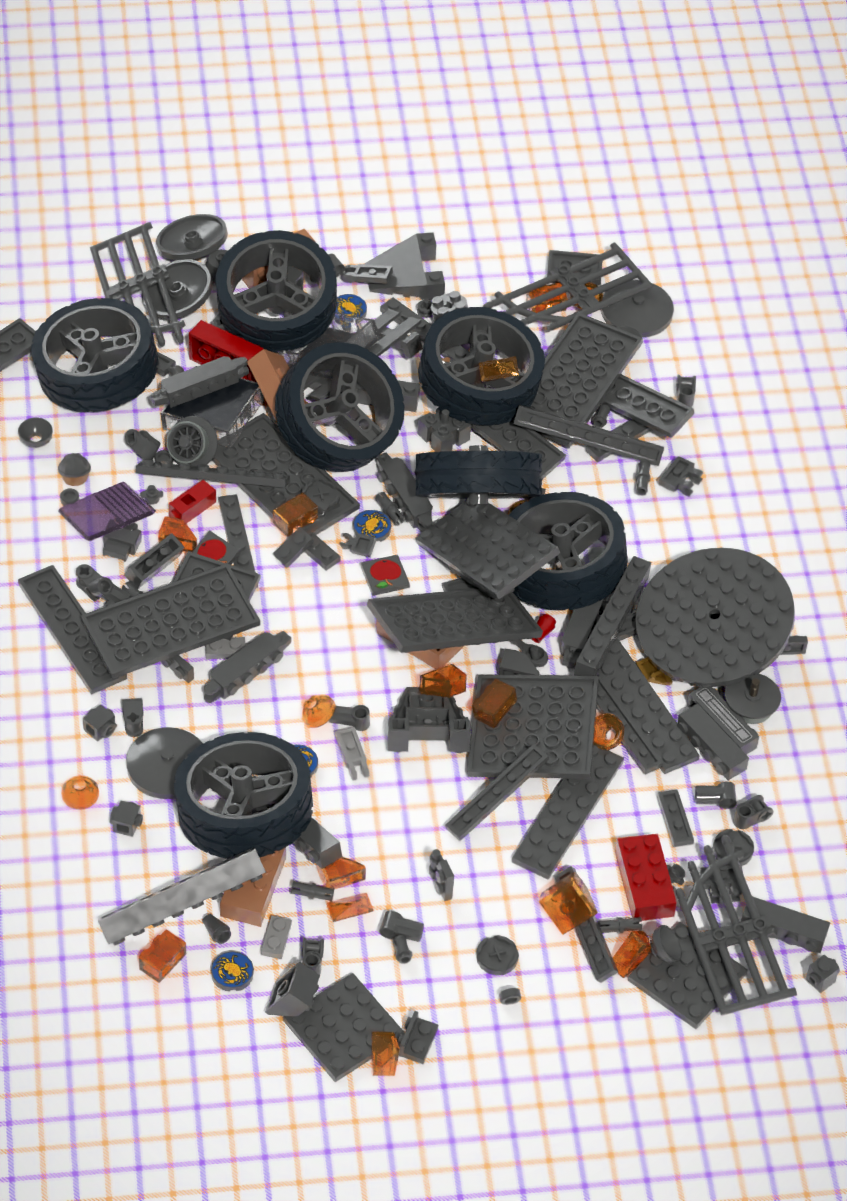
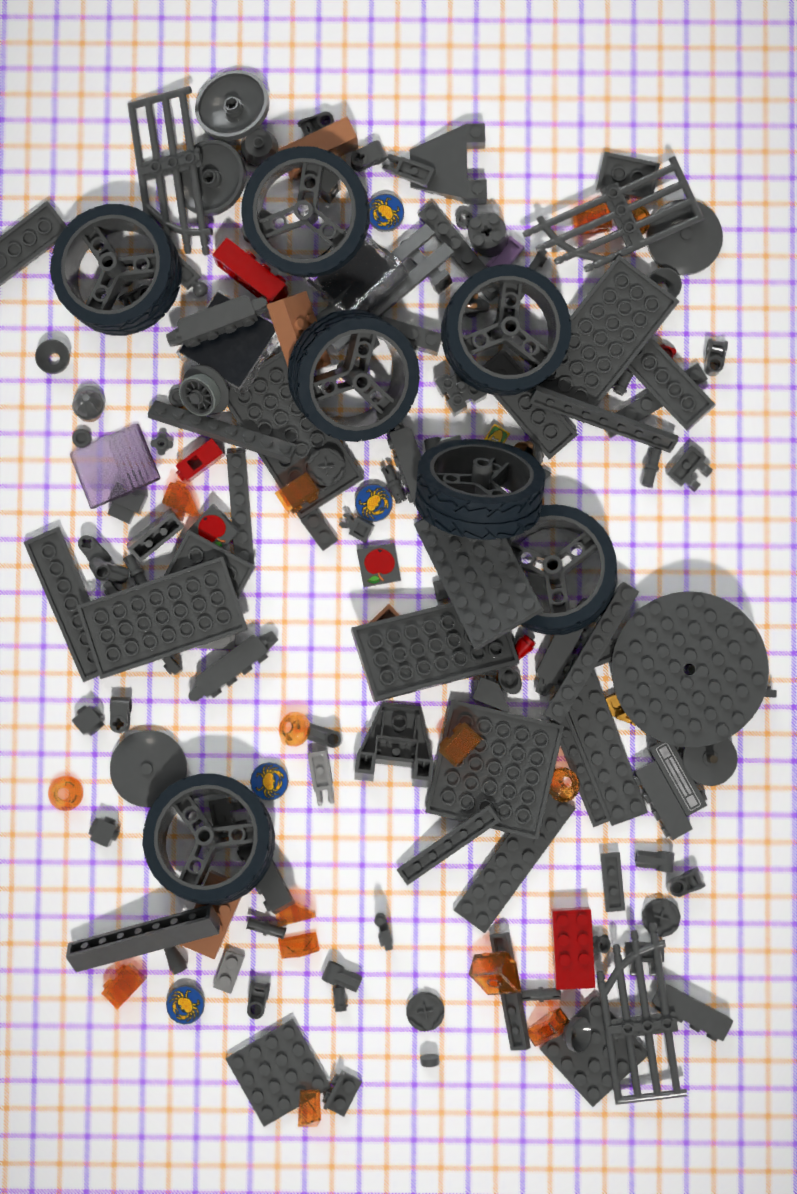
camera: 15 degrees right, 35 degrees up
(142, 443) = (157, 382): dark grey piece -> none
(293, 547) = (292, 527): dark grey plate -> none
(293, 992) = (234, 1043): dark grey slope -> none
(443, 682) = (417, 708): clear orange slope -> none
(498, 369) = (520, 350): clear orange slope -> none
(822, 973) = (716, 1068): dark grey brick -> none

